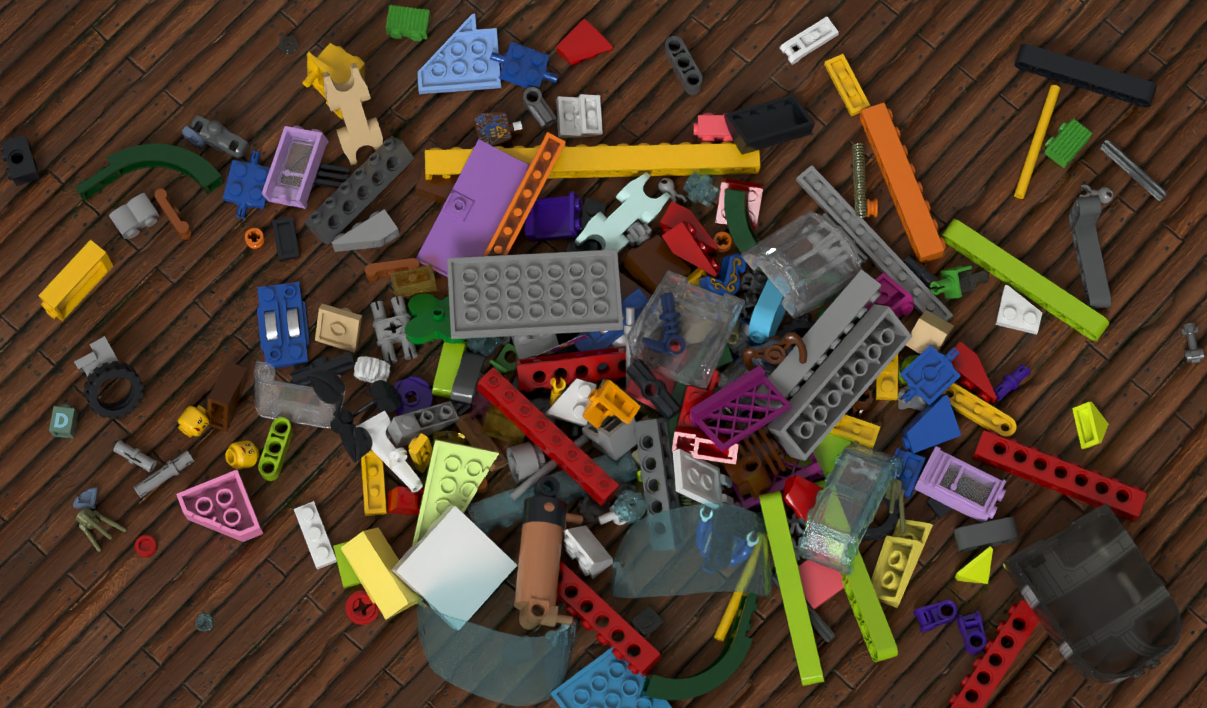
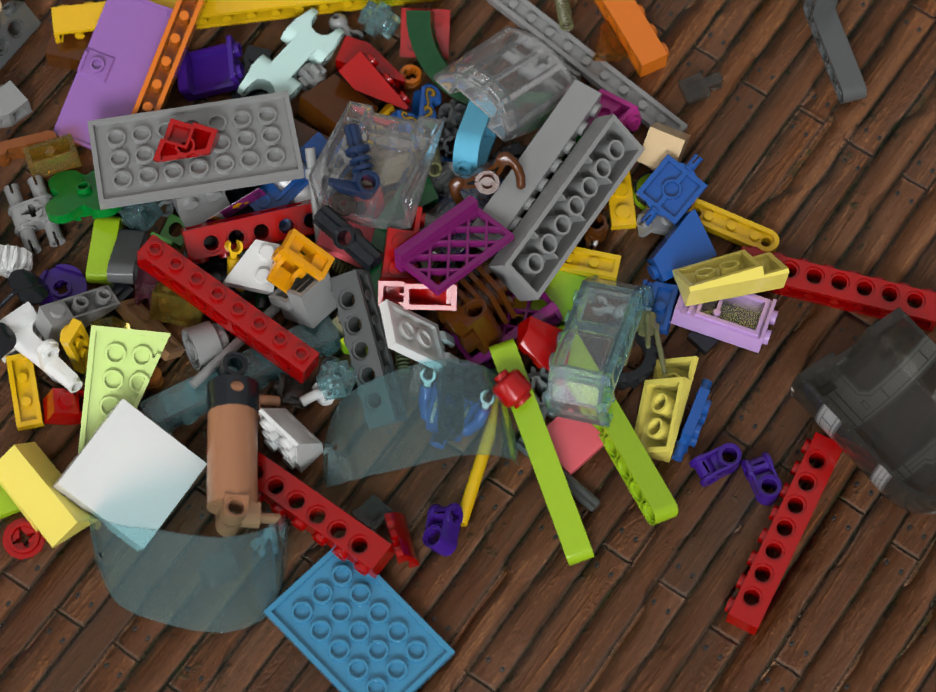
camera: 10 degrees left, 5 degrees down
(527, 288) = (186, 141): none -> red slope
(668, 646) = (401, 538): none -> red slope
(703, 642) = (441, 529): none -> dark purple piece
(718, 671) = (411, 587): dark green arch -> none
(773, 535) = (512, 388): none -> red head
(872, 207) = (579, 20): orange bush -> none
(895, 234) = (608, 45): none -> clear orange tile
(919, 583) = (694, 422): none -> blue plate
(920, 271) = (647, 83): black pin -> none
(949, 283) = (678, 90): bright green bracket -> none
(968, 457) = (730, 277): none -> light yellow slope
(973, 373) = (721, 187): red slope -> none
(978, 569) = (758, 406): neon yellow slope -> none
(986, 534) = (762, 364): dark grey beam -> none
(1011, 381) = (764, 191): dark purple pin -> none
(1017, 312) = (761, 116): white wing -> none
(1025, 280) = (765, 79): lime beam -> none
(1089, 424) = (862, 228): neon yellow slope -> none

